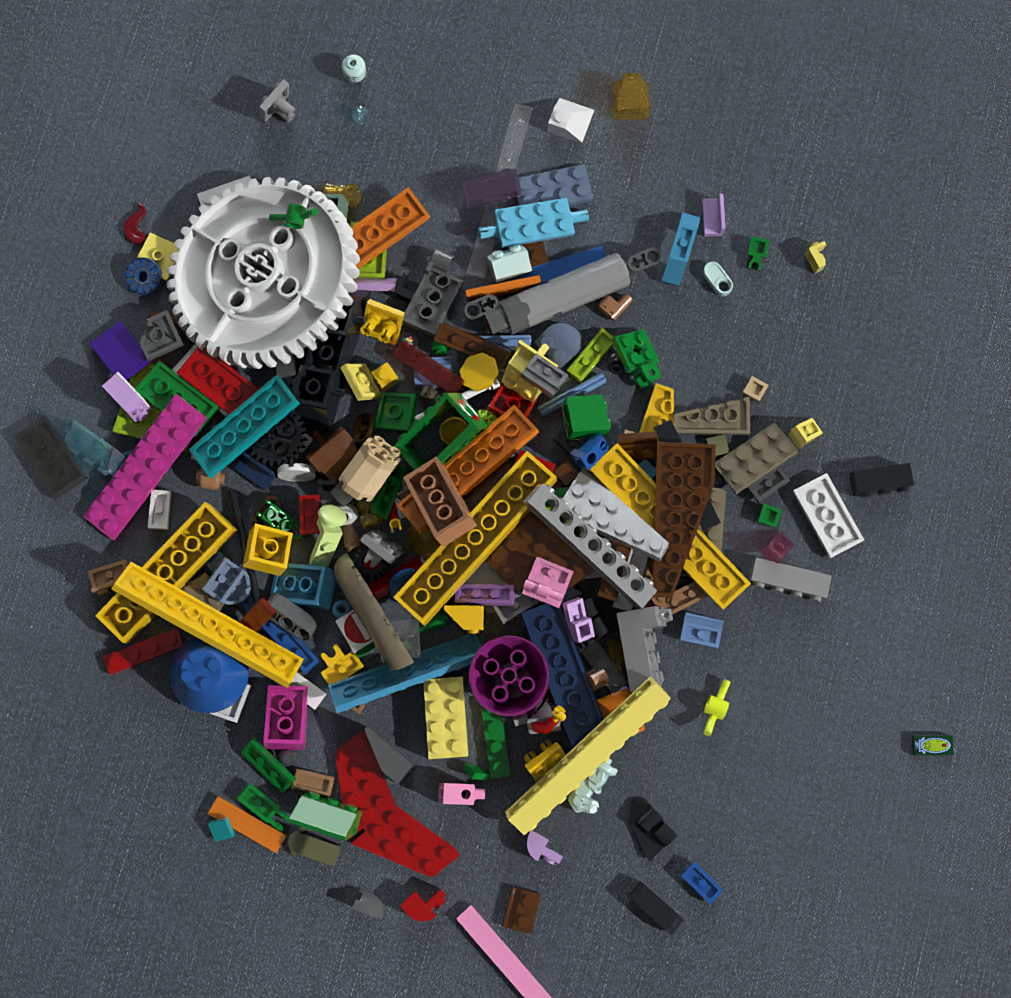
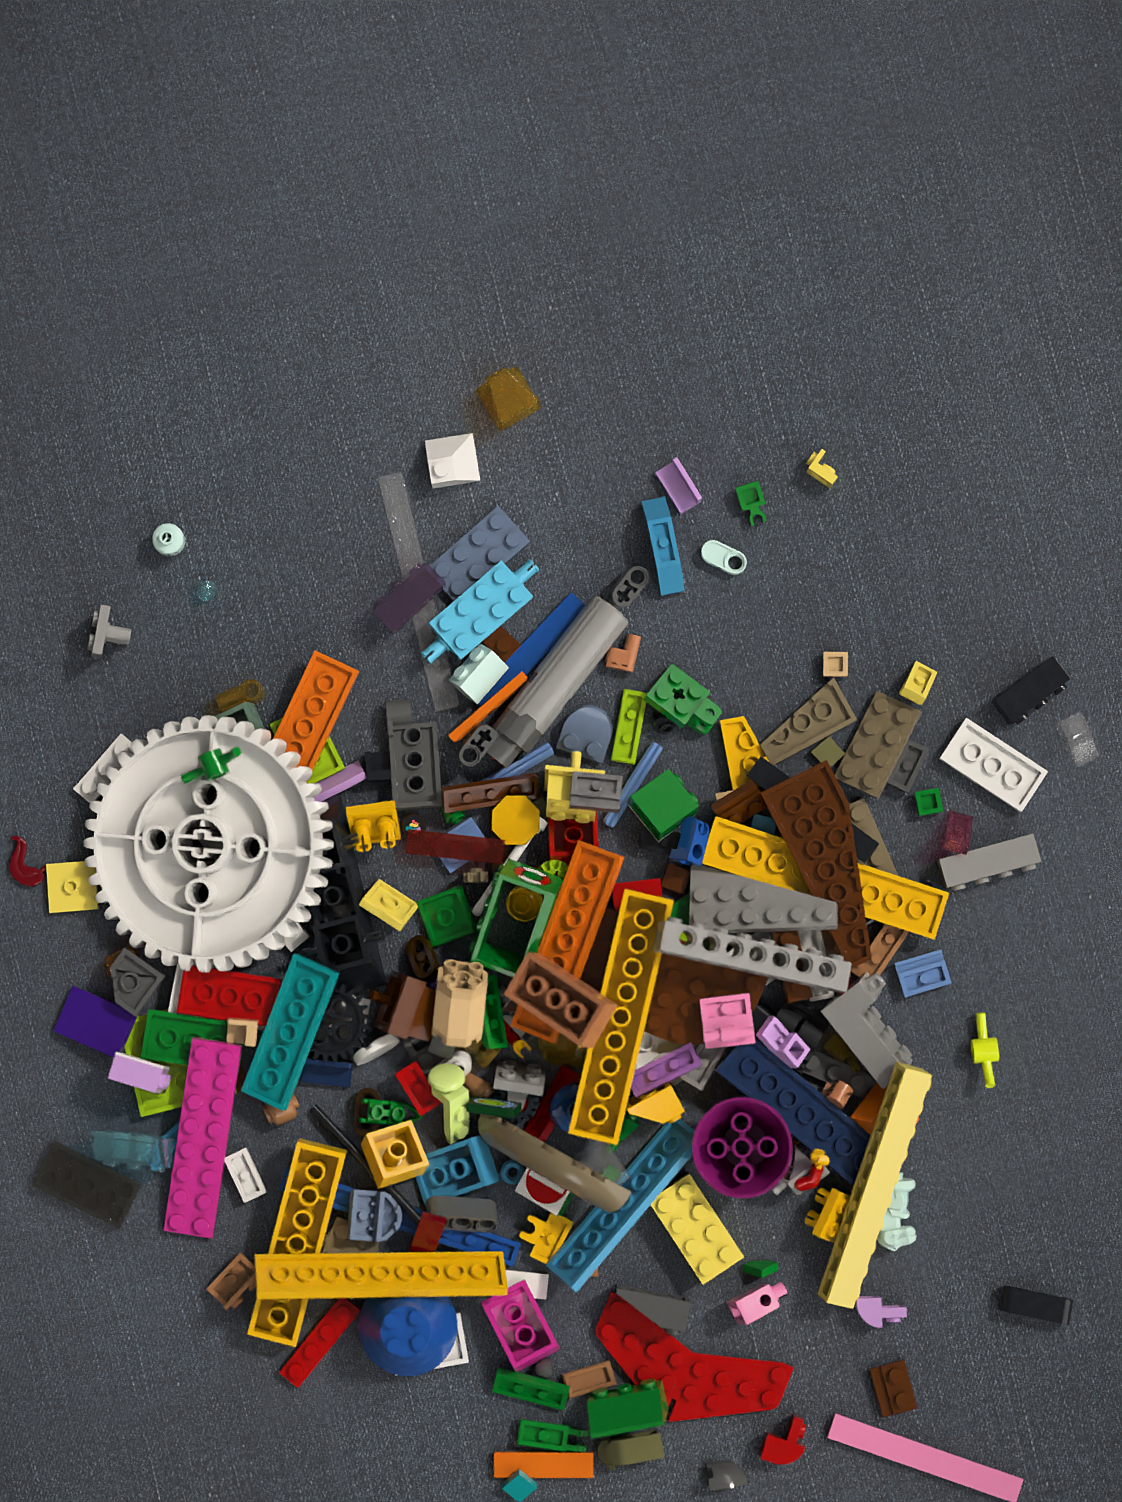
camera: 25 degrees left, 5 degrees up
(132, 278) = (69, 933): tile -> none
(213, 408) = (242, 1031): none -> tan panel
(353, 554) = (494, 1107): none -> dark green tile
(385, 377) = (412, 884): yellow brick -> none
(495, 744) = (767, 1228): green plate -> none
(650, 828) = (983, 1222): black panel -> none
(701, 882) = (1071, 1249): blue plate -> none
(896, 529) = (1077, 739): none -> clear arch

